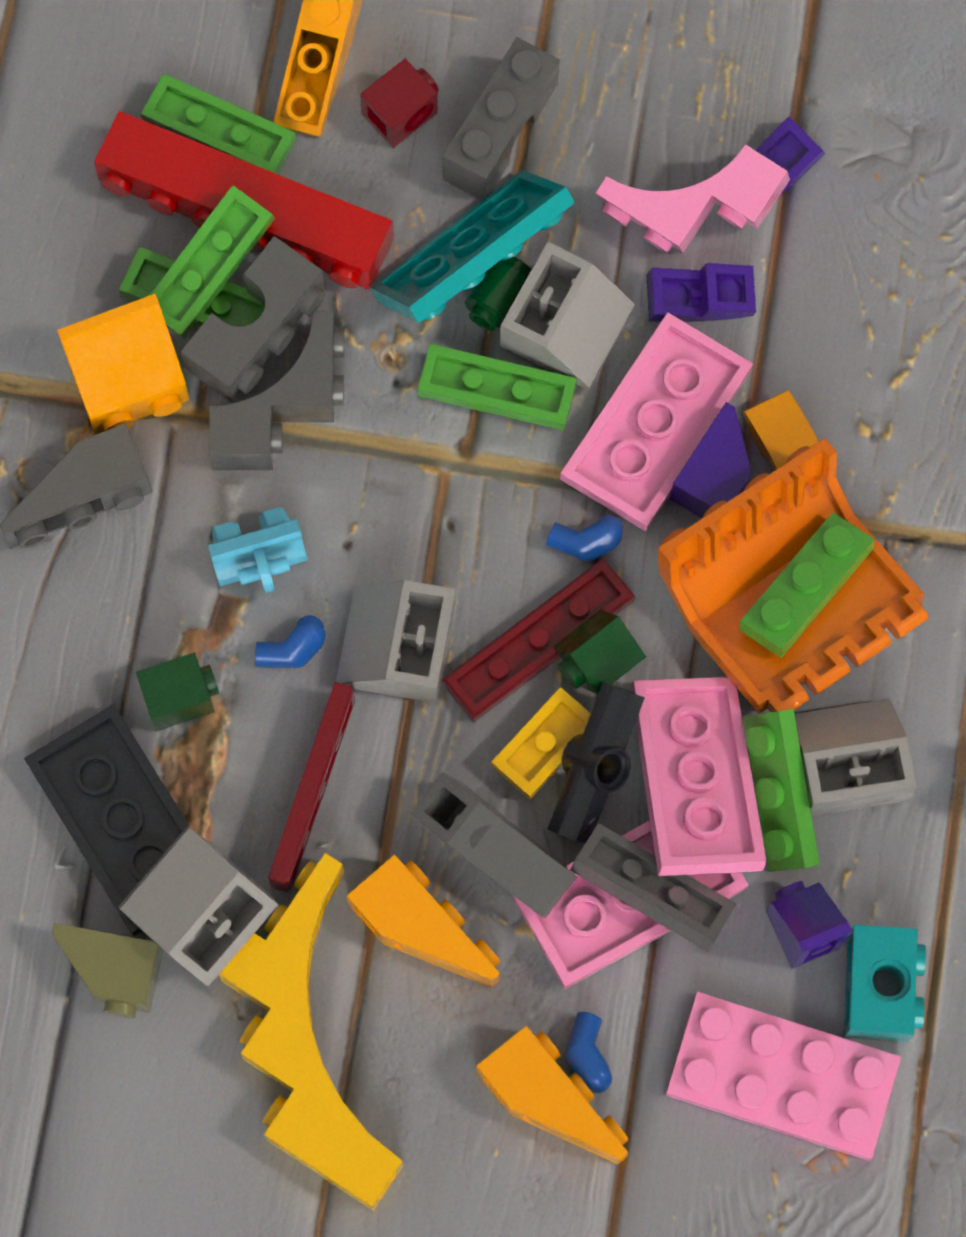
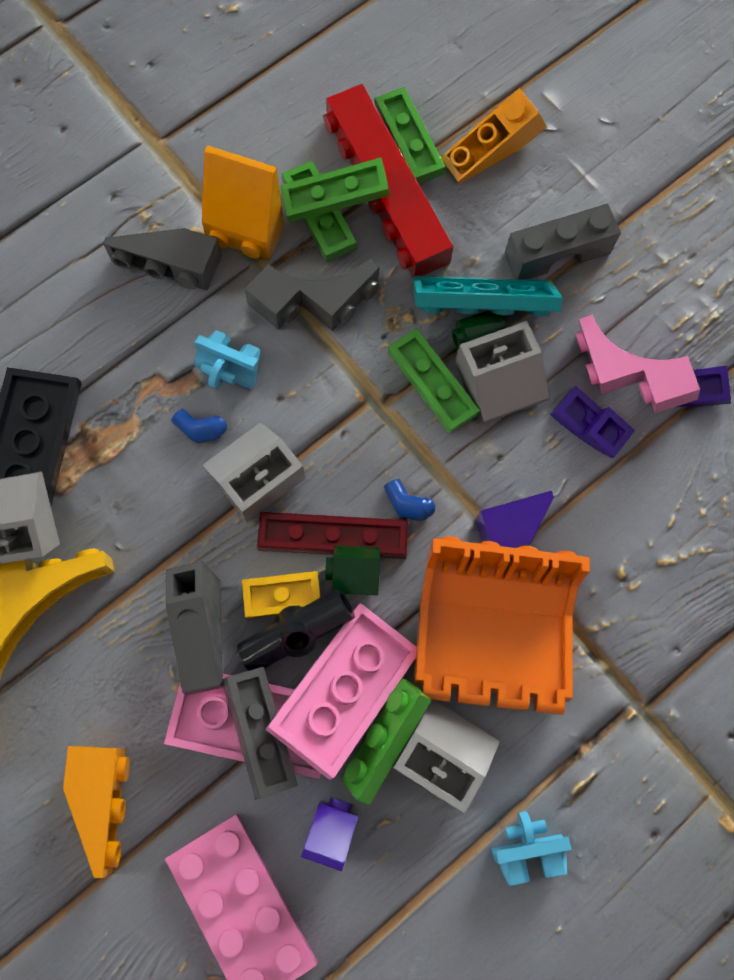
camera: 40 degrees right, 0 degrees up
(177, 691) = (116, 398): dark green brick -> none
(232, 356) = (307, 250): dark grey arch -> none
(312, 788) = (135, 510): dark red tile -> none
(400, 102) = (515, 194): dark red brick -> none
(411, 921) = (118, 629): light orange slope -> none
(583, 1055) = (138, 794): blue arm -> none
(655, 421) = (504, 469): bright pink plate -> none
(779, 428) = (571, 531): light orange slope -> none
(806, 585) = (507, 633): bright green plate -> none
(867, 1011) = (322, 926): teal brick -> none

